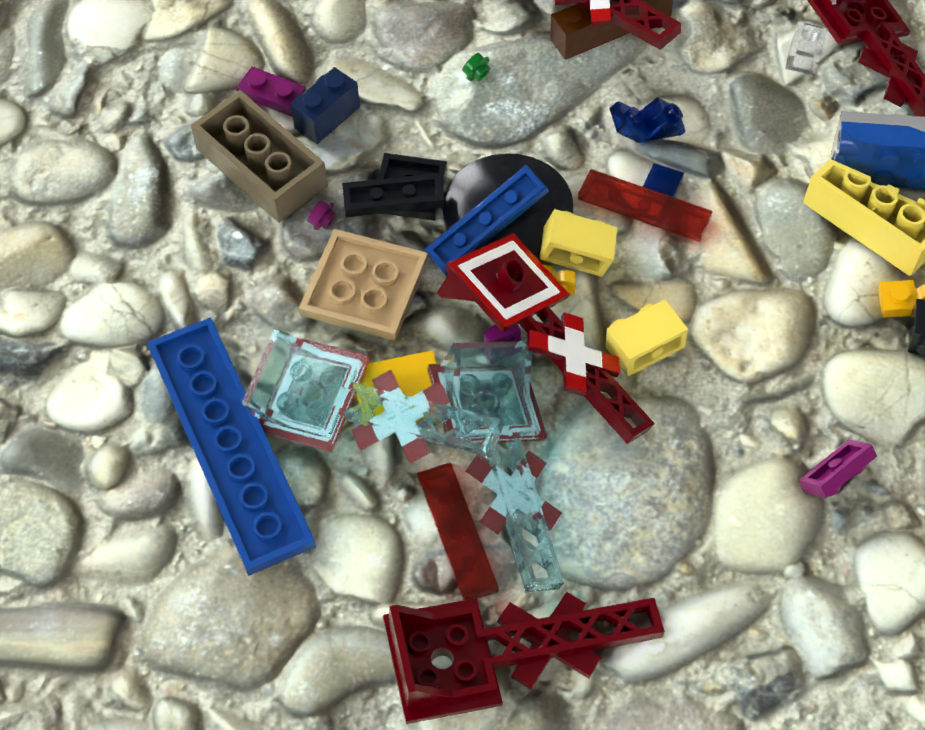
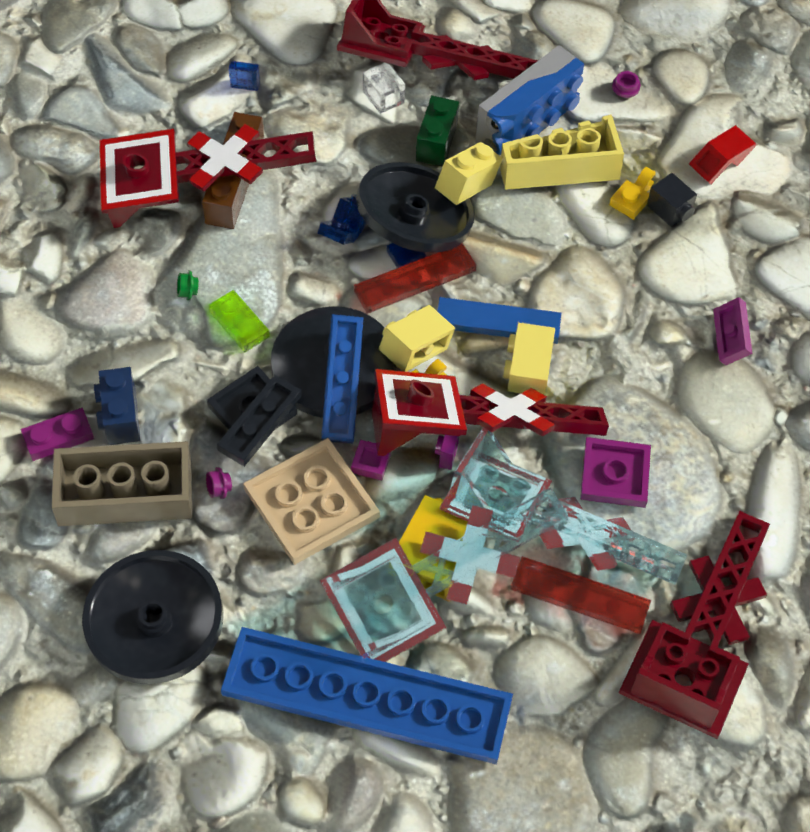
camera: 55 degrees left, 0 degrees up
(166, 255) = (152, 617): none -> black dish
(432, 301) = (368, 463): none -> magenta plate
(481, 123) = (239, 321): none -> clear neon green plate
(598, 476) = (615, 472): none -> magenta plate
(661, 283) = (494, 318): none -> blue tile
(705, 151) = (407, 210): none -> black dish
(780, 161) = (468, 173): none -> light yellow brick
(803, 113) = (437, 131): none -> dark green brick

